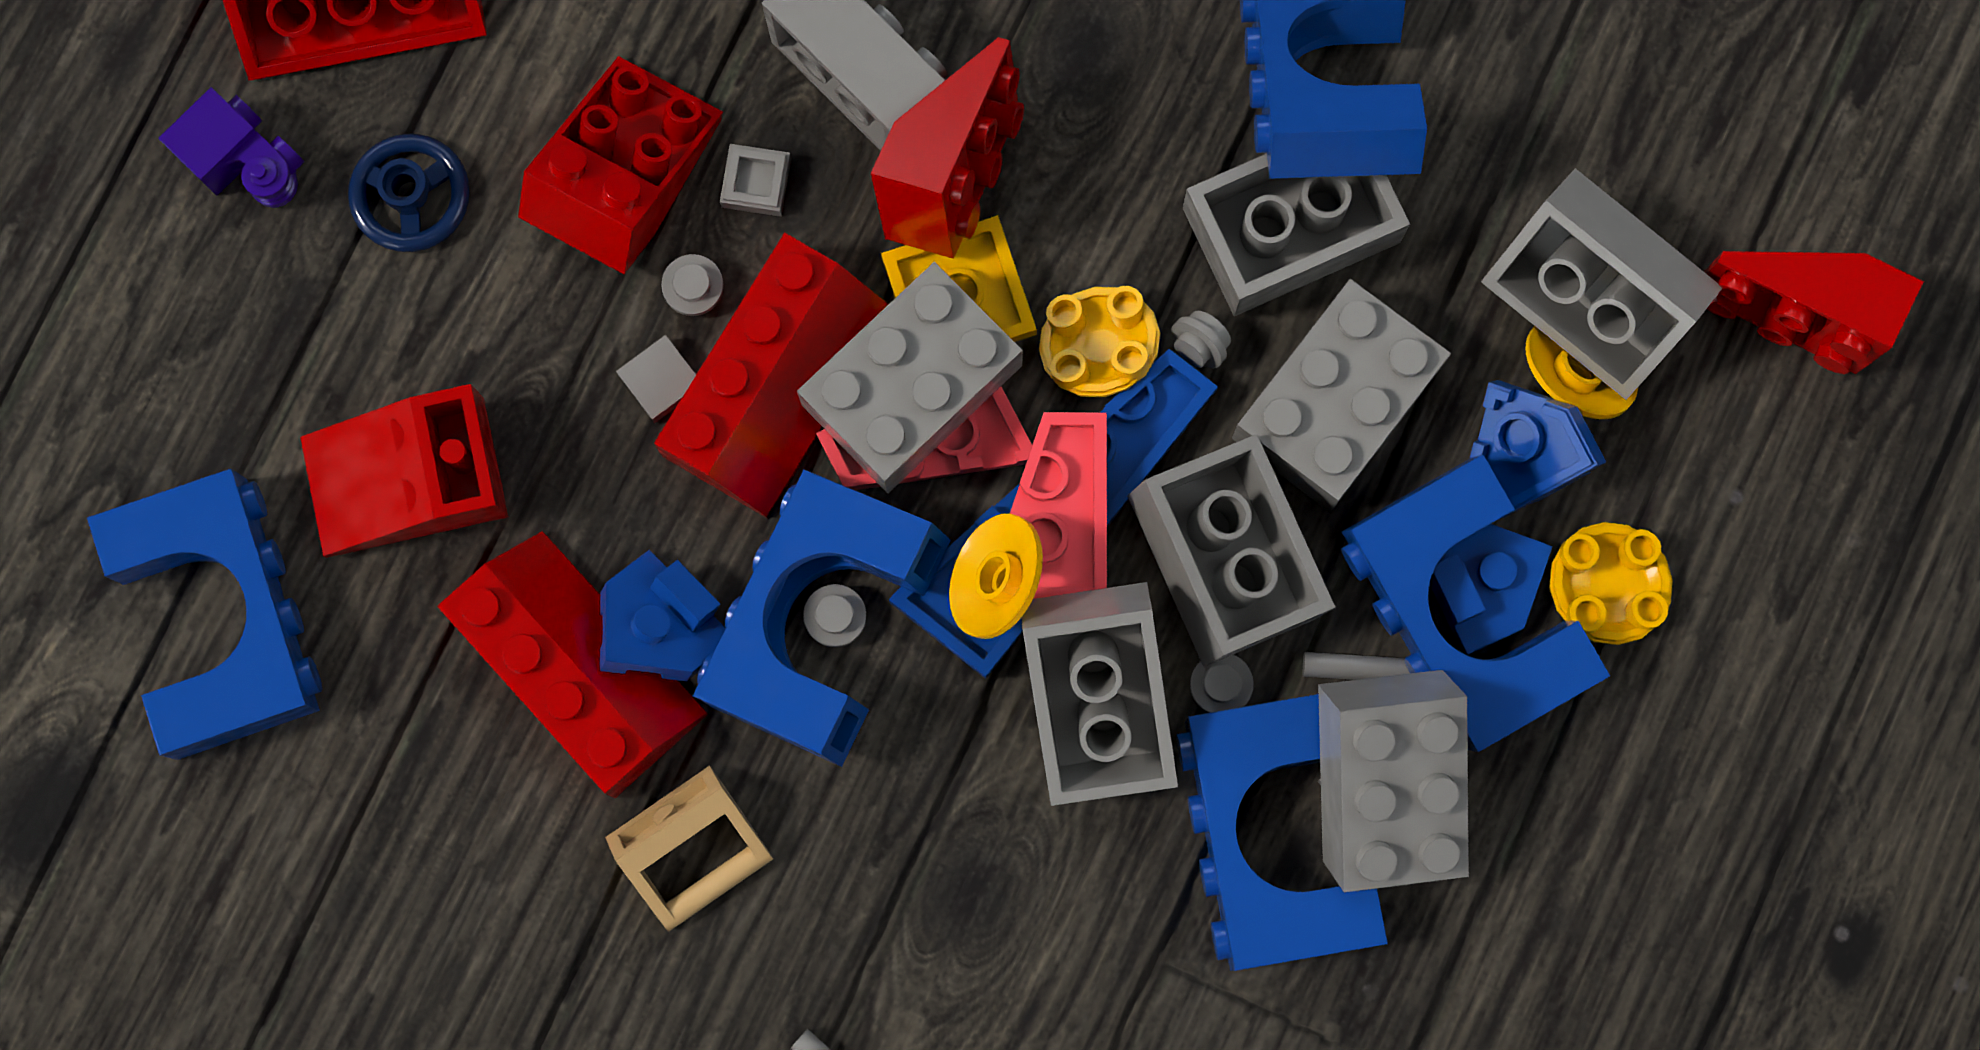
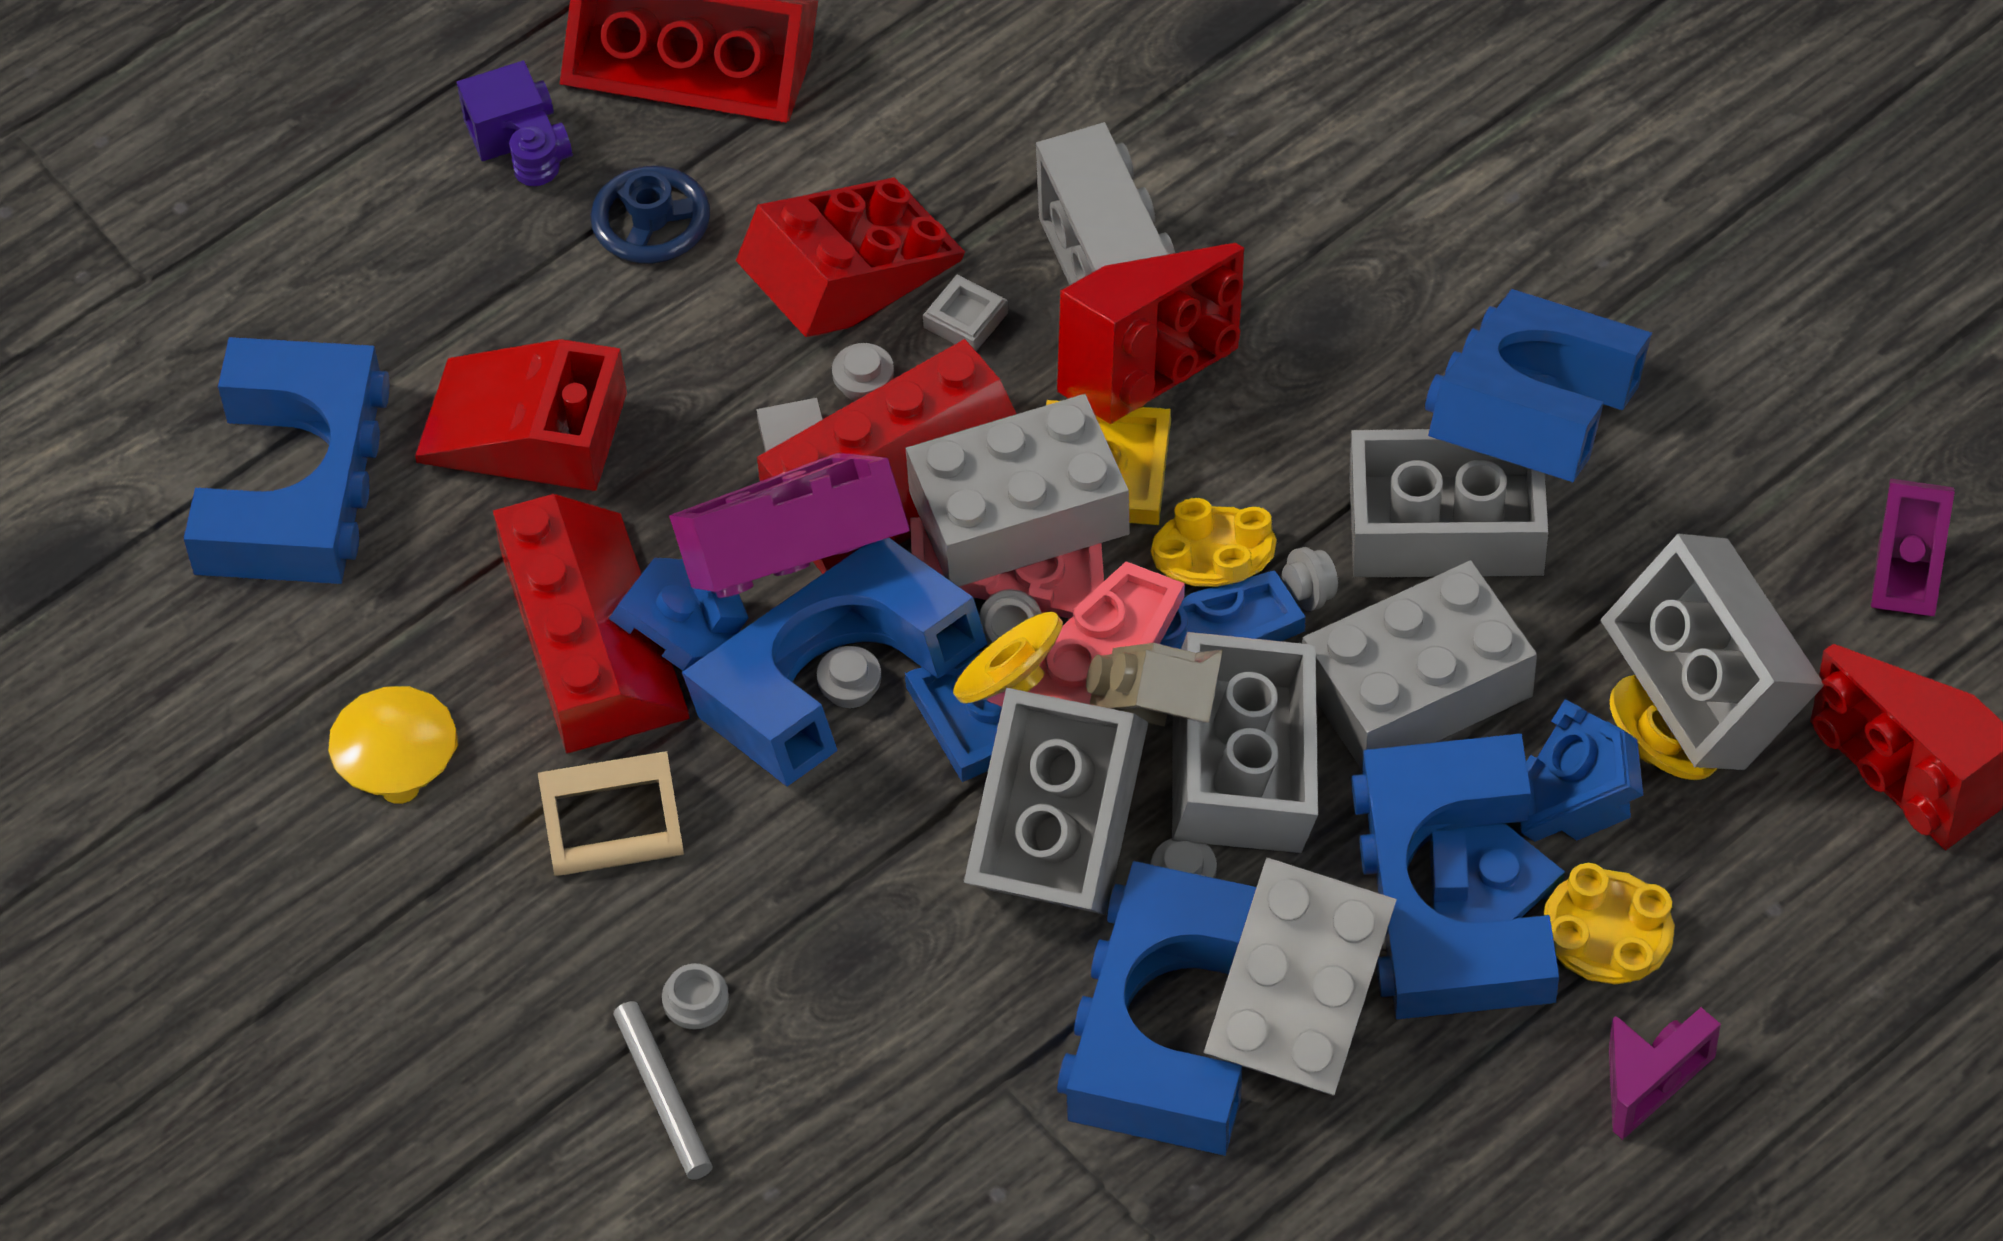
camera: 25 degrees right, 25 degrees down
(454, 861) = (392, 742): none -> yellow dish
(726, 513) = (789, 522): none -> magenta wedge
(855, 1001) = (695, 996): none -> light grey plate
(954, 499) = (1005, 611): none -> light grey plate
(1149, 556) = (1155, 682): none -> dark tan window
(1708, 728) = (1649, 1075): none -> magenta slope
(1716, 87) = (1912, 547): none -> magenta slope

